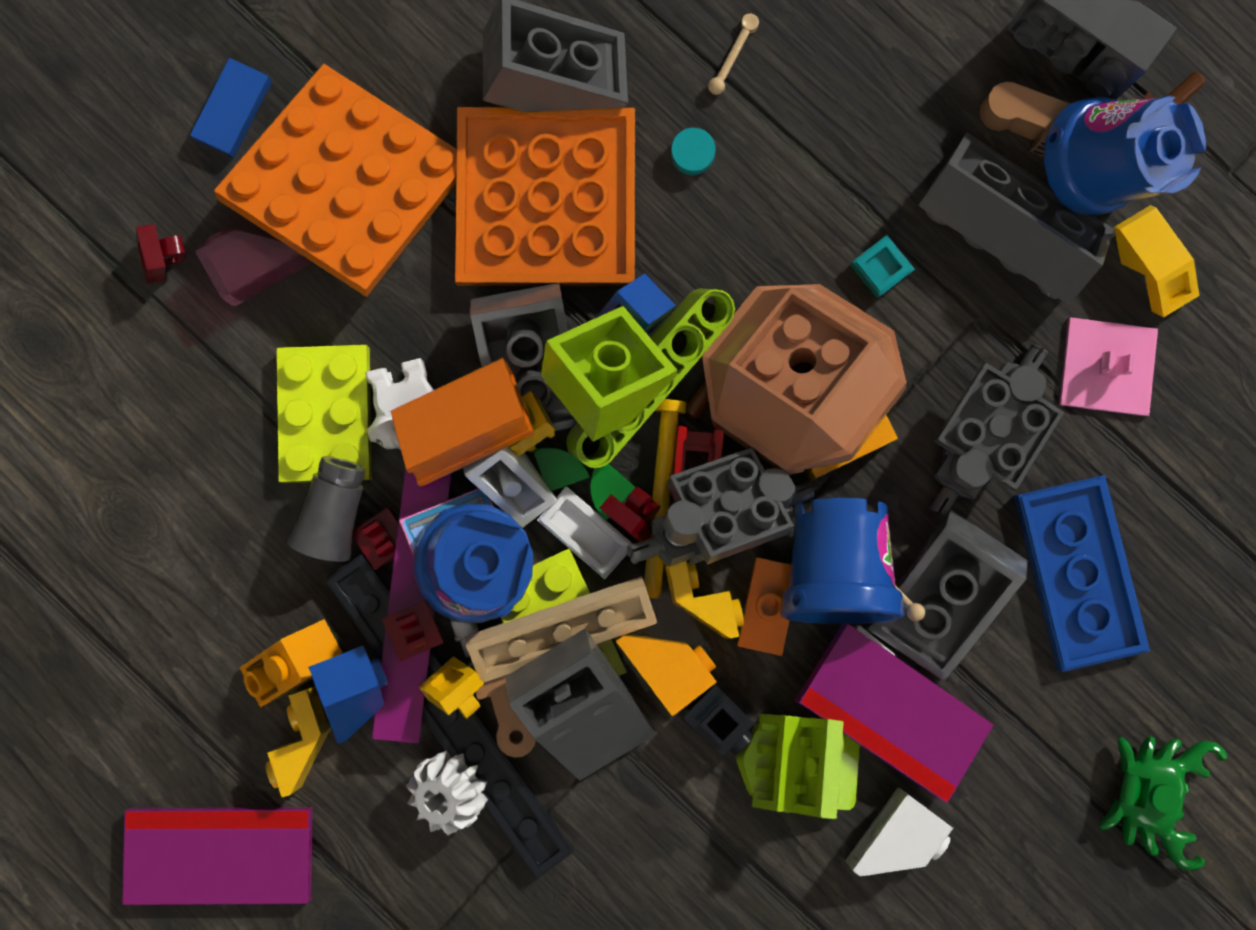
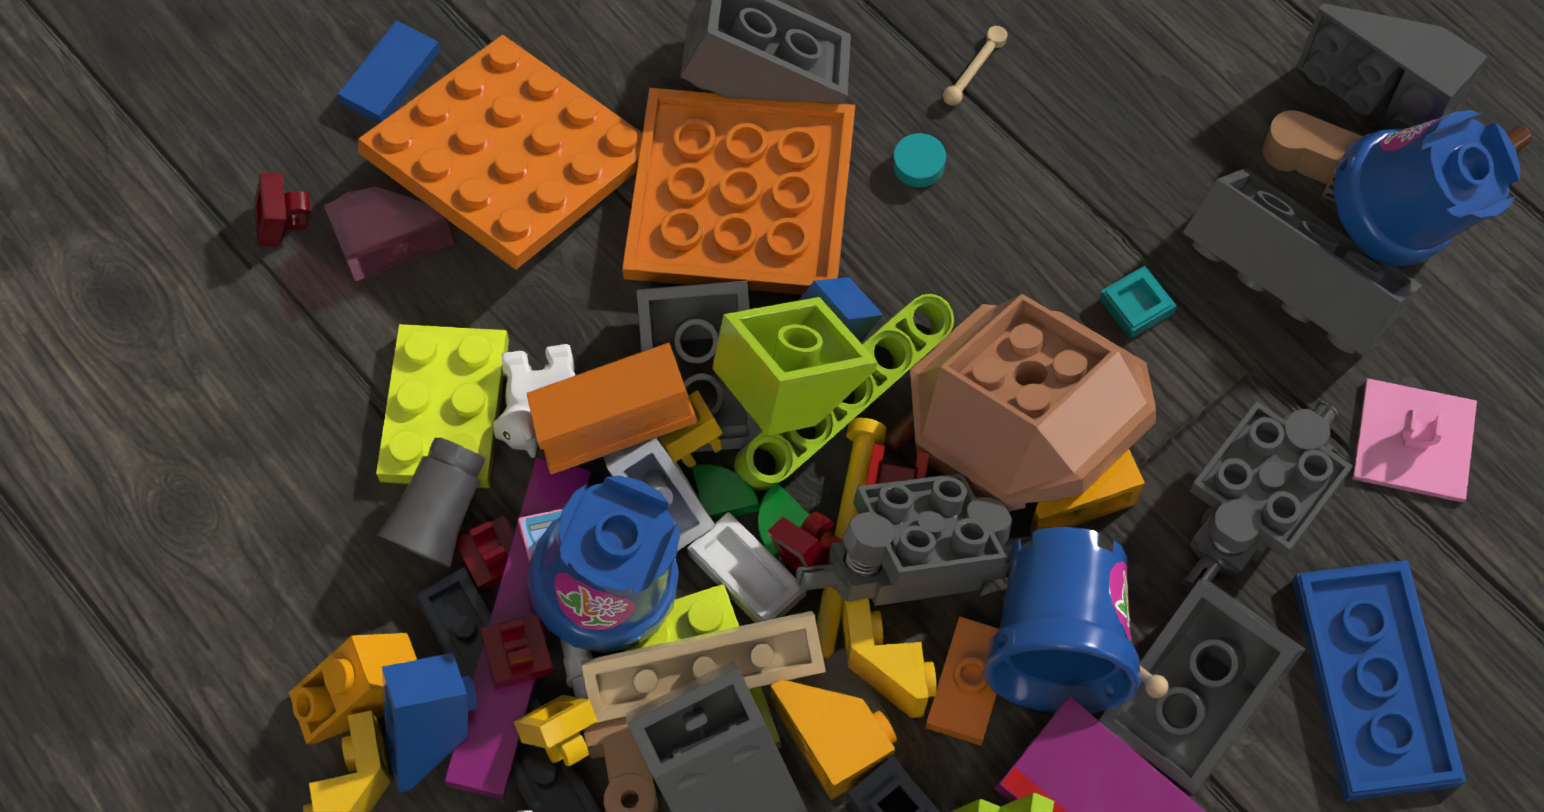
camera: 10 degrees right, 20 degrees down
(1155, 251) = (1487, 327): yellow slope -> none

